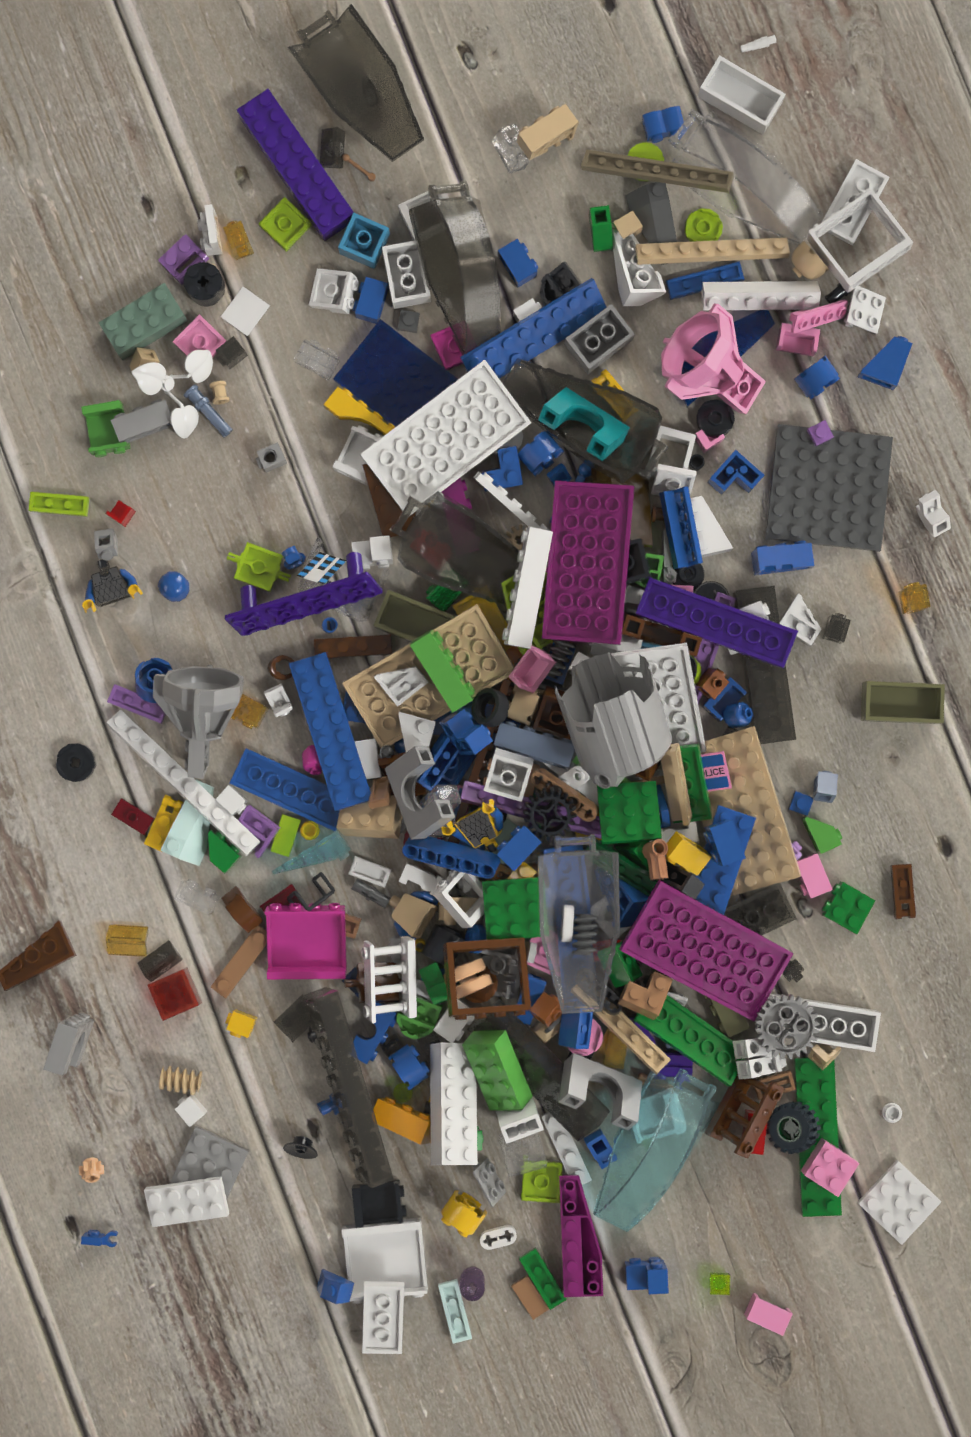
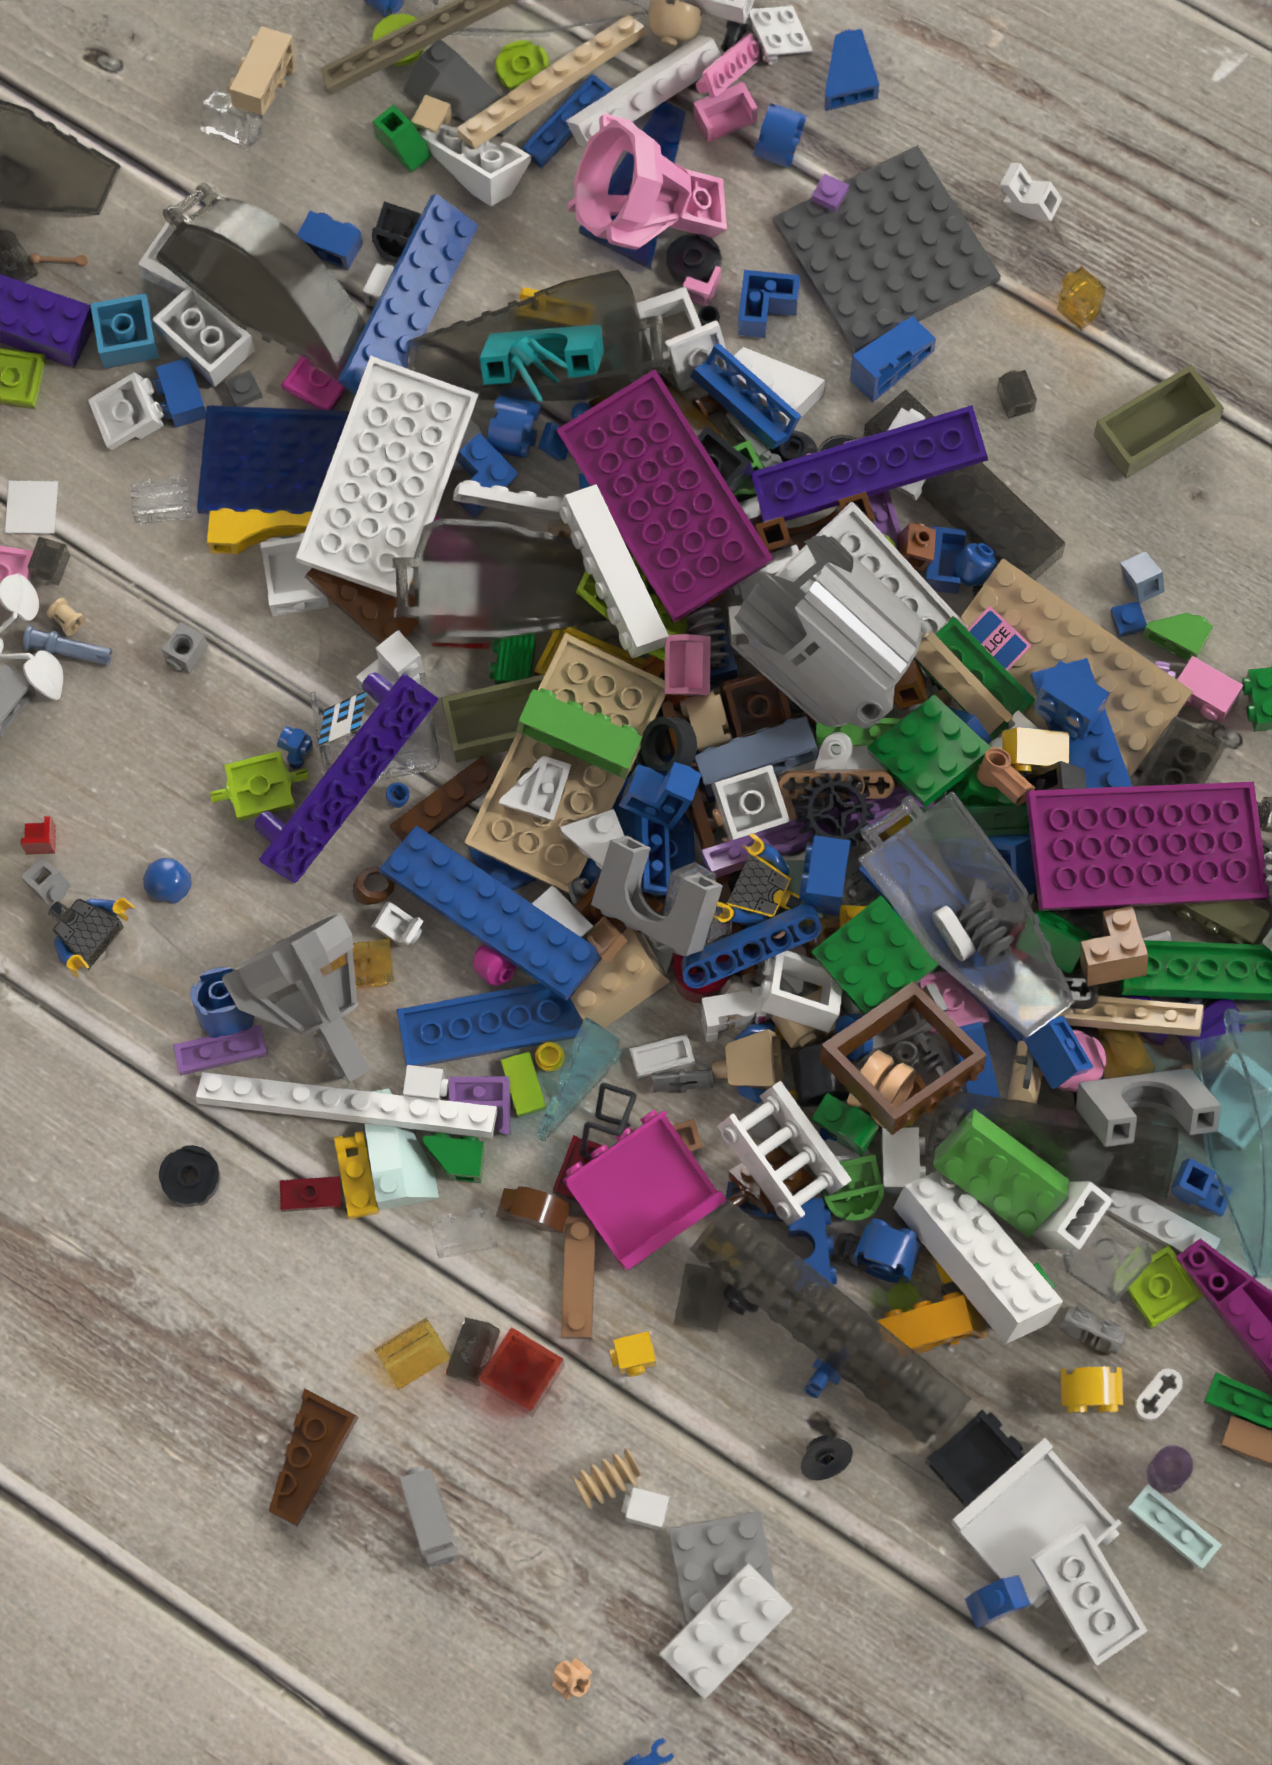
camera: 30 degrees left, 15 degrees down
(546, 1009) = (1006, 1056): dark orange brick -> none
(573, 420) = (526, 353): none -> teal plant
(599, 339) = (490, 258): light grey brick -> none
(801, 619) = (986, 412): white wing -> none

